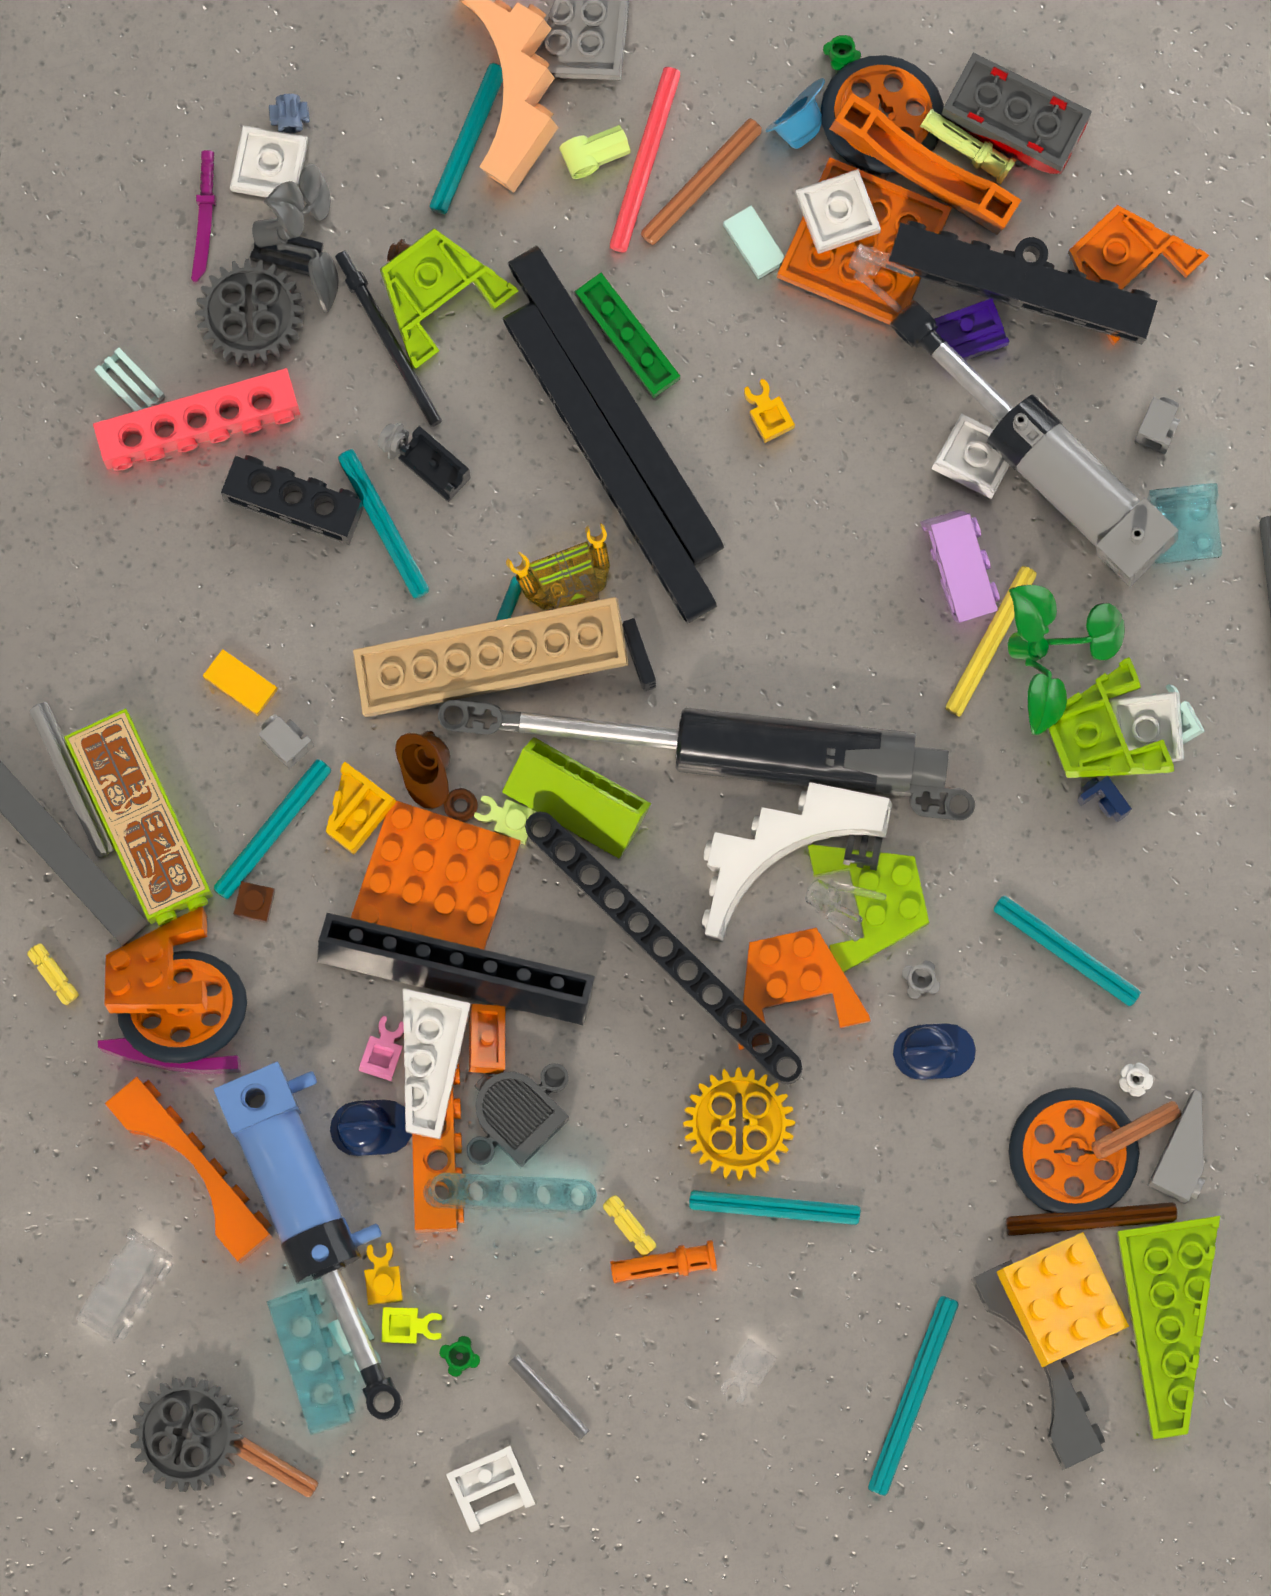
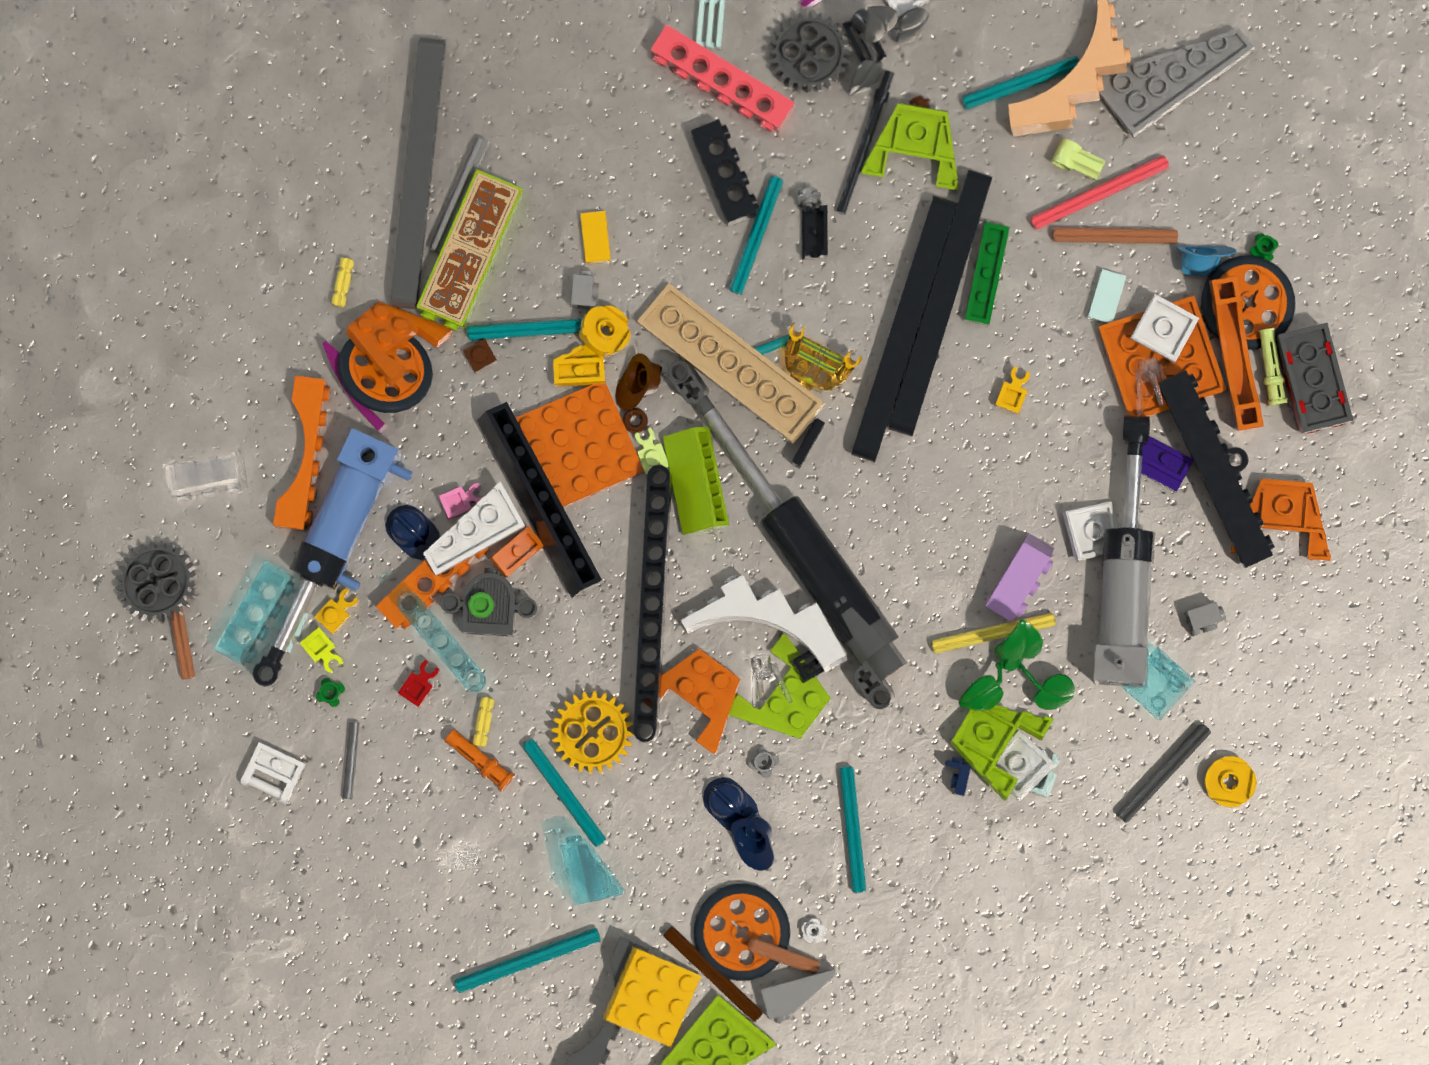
camera: 50 degrees right, 5 degrees up
(343, 770) = (595, 339): none -> yellow plate
(510, 1120) = (481, 605): none -> bright green tile
(534, 1261) = (417, 687): none -> red plate
(879, 1251) = (588, 873): none -> clear light blue slope
(994, 1059) = (753, 841): none -> dark blue piece

